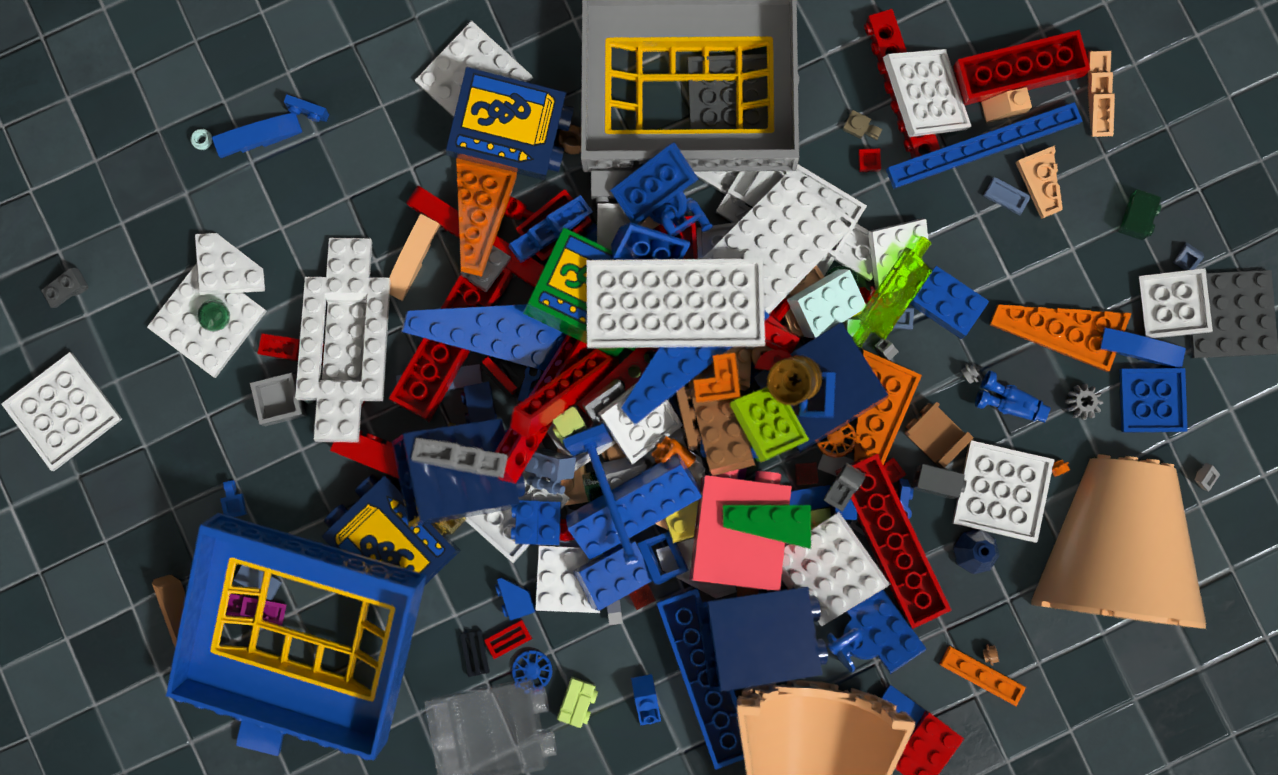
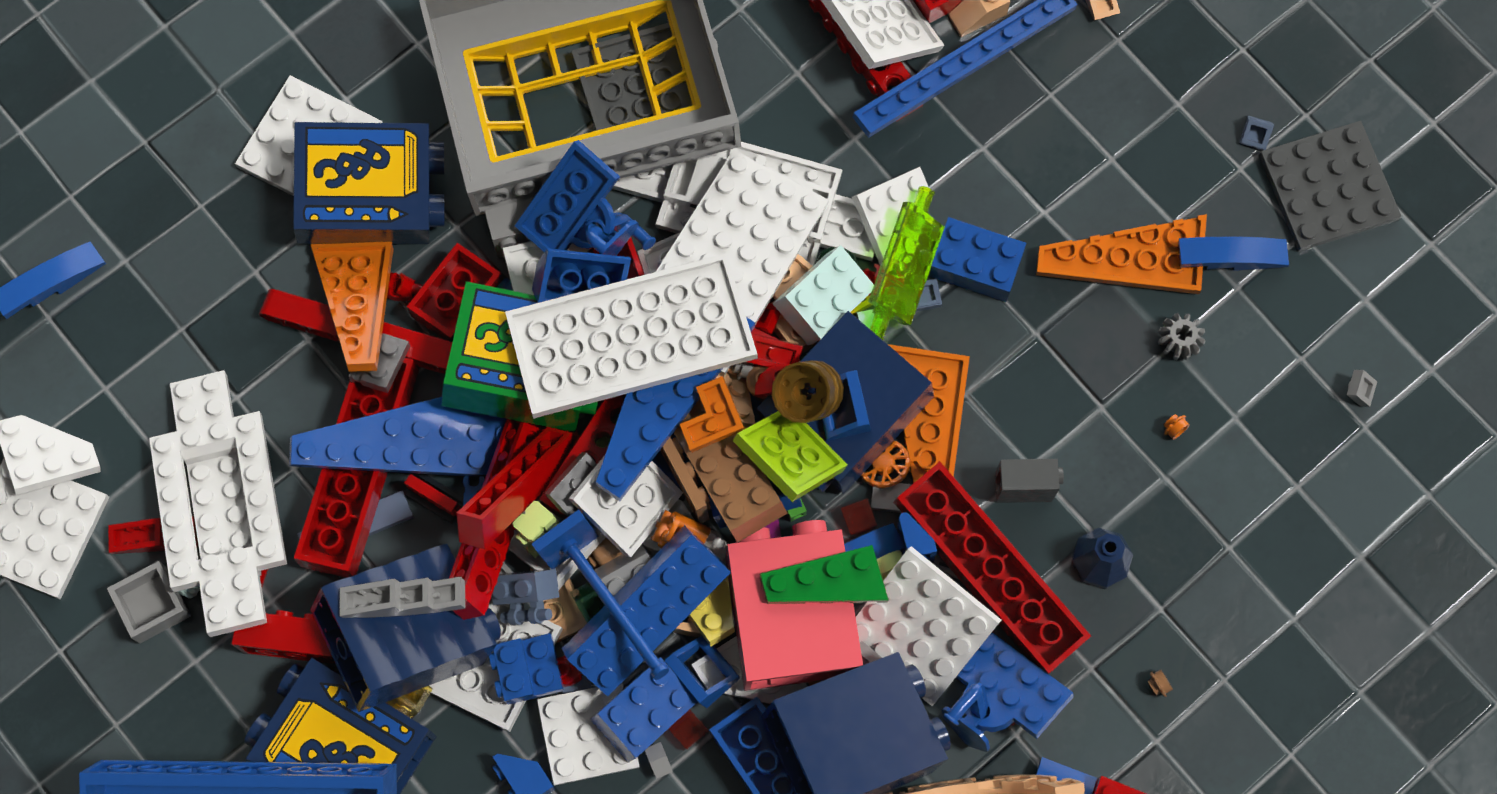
camera: 15 degrees left, 10 degrees down
(213, 315) = (39, 516): clear green hair -> none
(233, 503) = (117, 748): blue plate -> none
(299, 106) = (111, 232): blue plate -> none
(411, 256) = (282, 378): light nougat slope -> none
(479, 403) = (411, 532): dark blue brick -> none
(550, 229) = (447, 297): blue slope -> none
(570, 140) = (450, 184): medium nougat hair -> none
(844, 486) = (908, 512): dark grey plate -> none
(859, 125) = (806, 78): dark tan plate -> none
(869, 160) = (830, 115): red plate -> none
(886, 349) = (916, 336): light grey piece -> none
(894, 470) = (970, 483): red tile -> none
(905, 494) = (991, 507): blue plate -> none
(937, 435) = (1009, 425): medium nougat panel -> none
(970, 373) = (1030, 339): light grey plate -> none
(982, 676) = (1157, 714): orange tile -> none
(1003, 491) = (1114, 473): white plate -> none
(1006, 196) = (1012, 116): sand blue tile -> none
(1015, 400) = (1095, 361): blue piece -> none
(1041, 181) = (1047, 85): light nougat wing -> none
(1125, 547) = (1287, 498): light nougat cone -> none
(1140, 215) = (1181, 96): clear green brick -> none
(1153, 400) = (1266, 313): blue plate -> none
(1175, 303) = (1257, 188): white plate -> none

